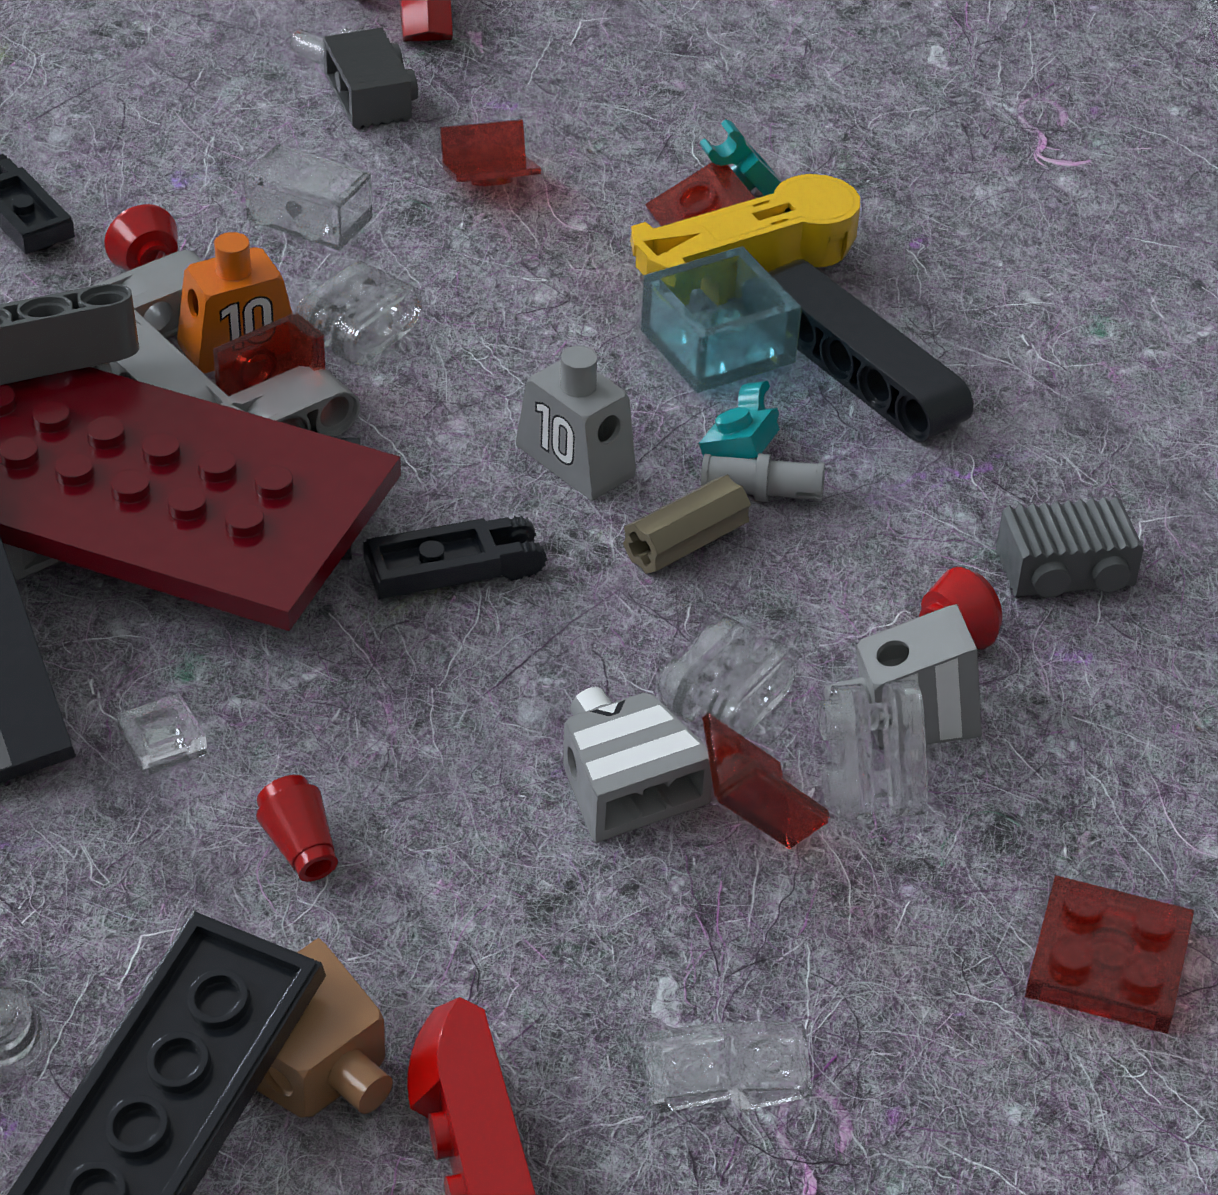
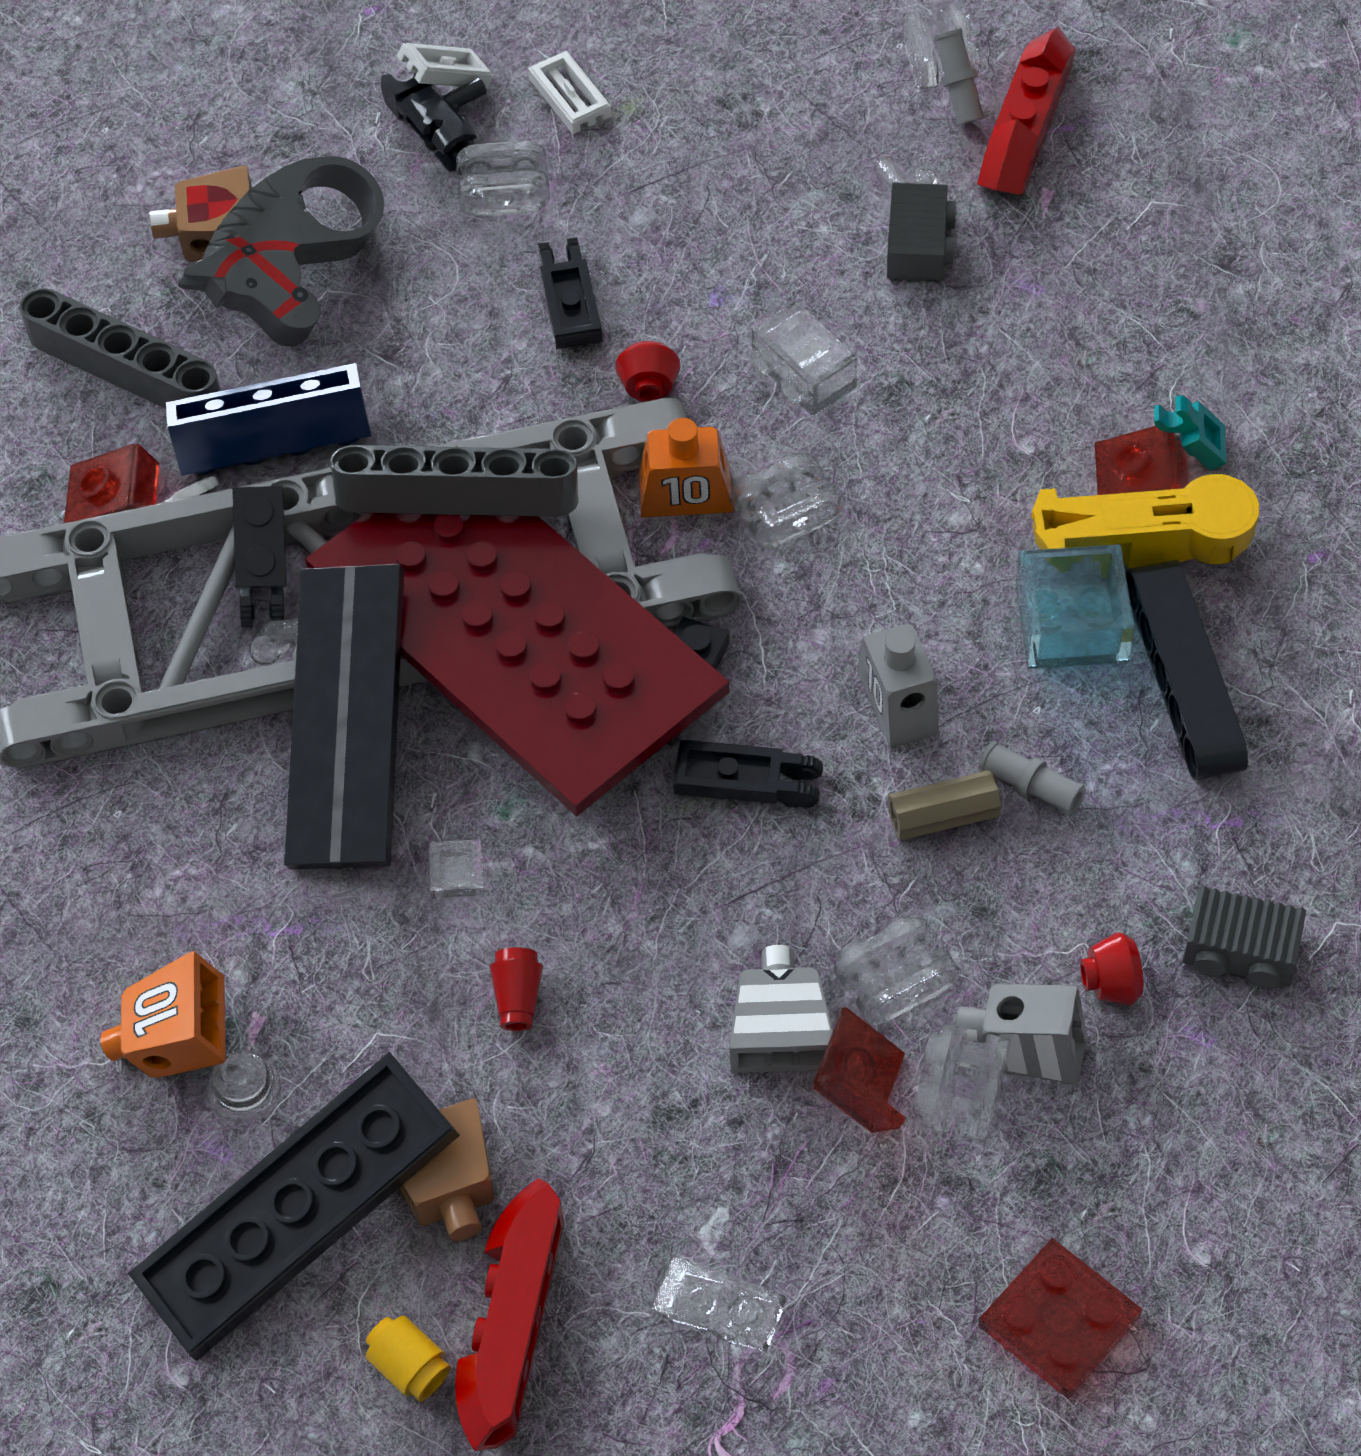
camera: 30 degrees right, 15 degrees up
(268, 353) = (678, 538): clear red piece -> none
(486, 152) = (978, 353): clear red piece -> none
(744, 429) = (1039, 727): teal plate -> none

